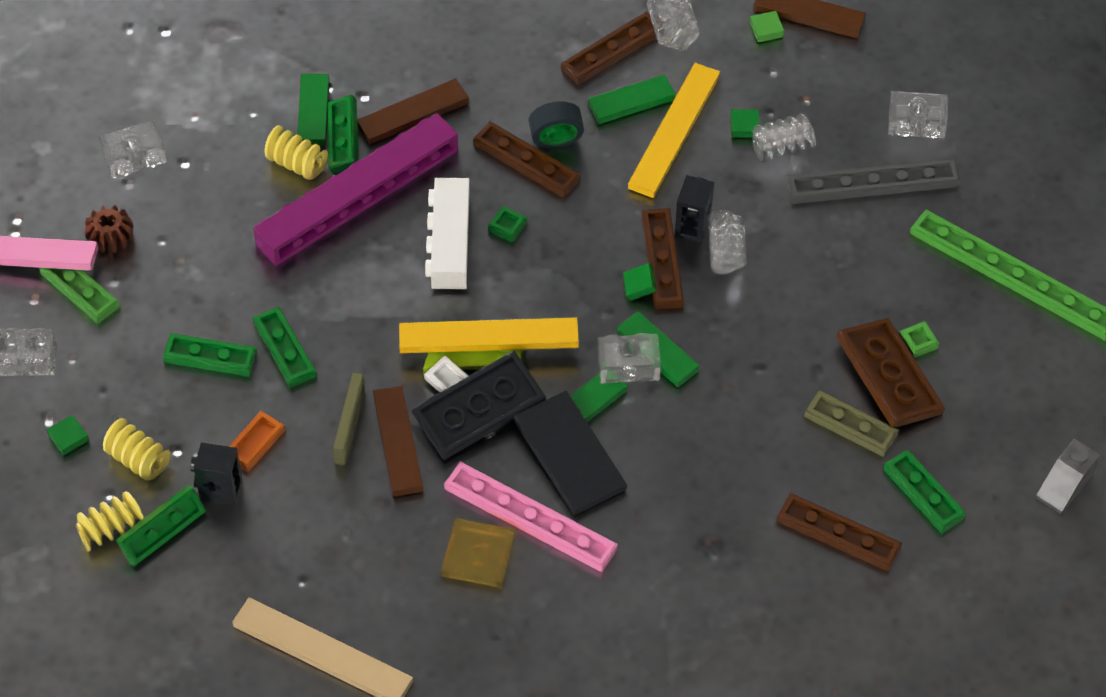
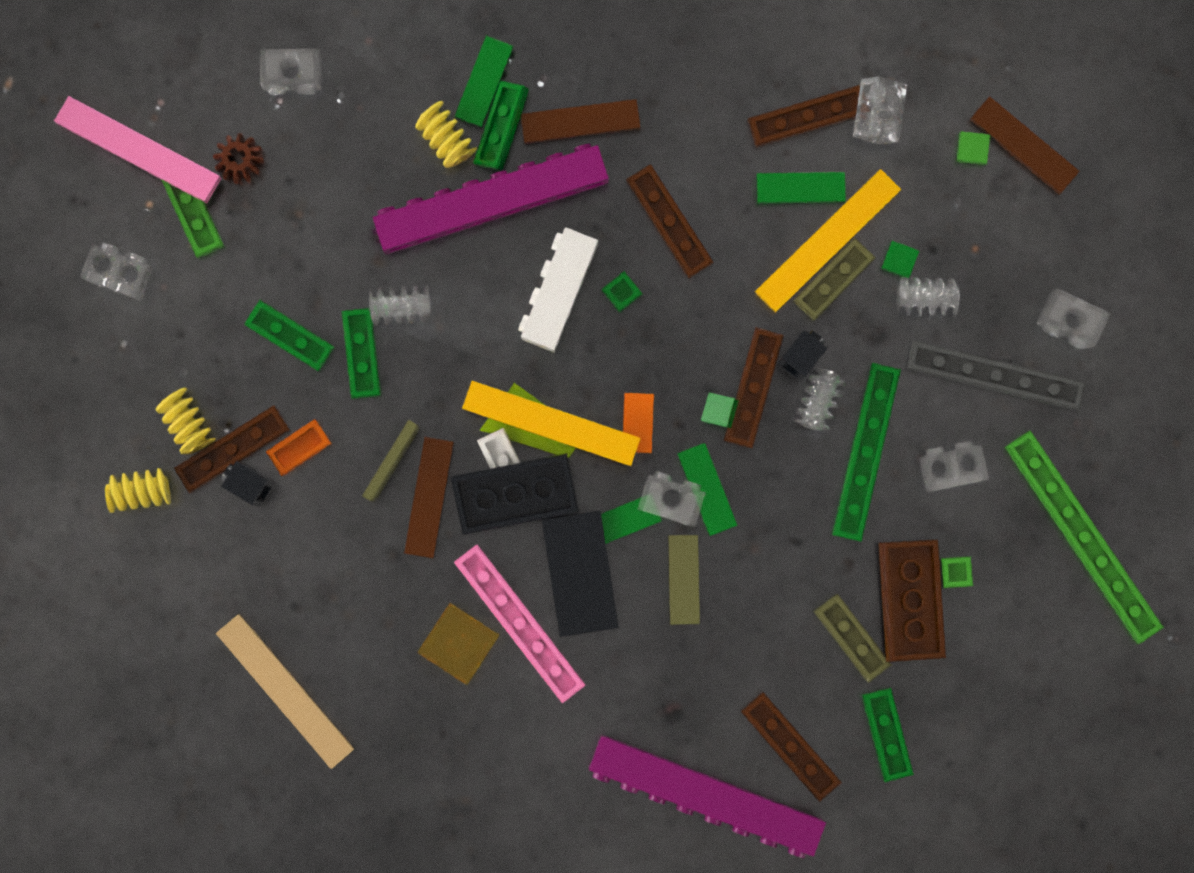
camera: 20 degrees right, 30 degrees up
(67, 435) = (131, 376): green tile -> none
(161, 525) = (183, 511): green tile -> none
(177, 471) = (231, 448): none -> reddish brown tile
(306, 290) = (400, 305): none -> clear piece
(556, 124) = (709, 202): black wheel -> none
(567, 306) = (639, 419): none -> orange tile
(670, 428) = (684, 579): none -> olive tile
(694, 153) = (834, 279): none -> olive tile
(778, 595) = (707, 796): none -> magenta brick
(789, 275) = (866, 452): none -> green tile
(874, 260) = (954, 473): none -> clear brick
(1068, 476) = (1023, 776): flat silver slope -> none

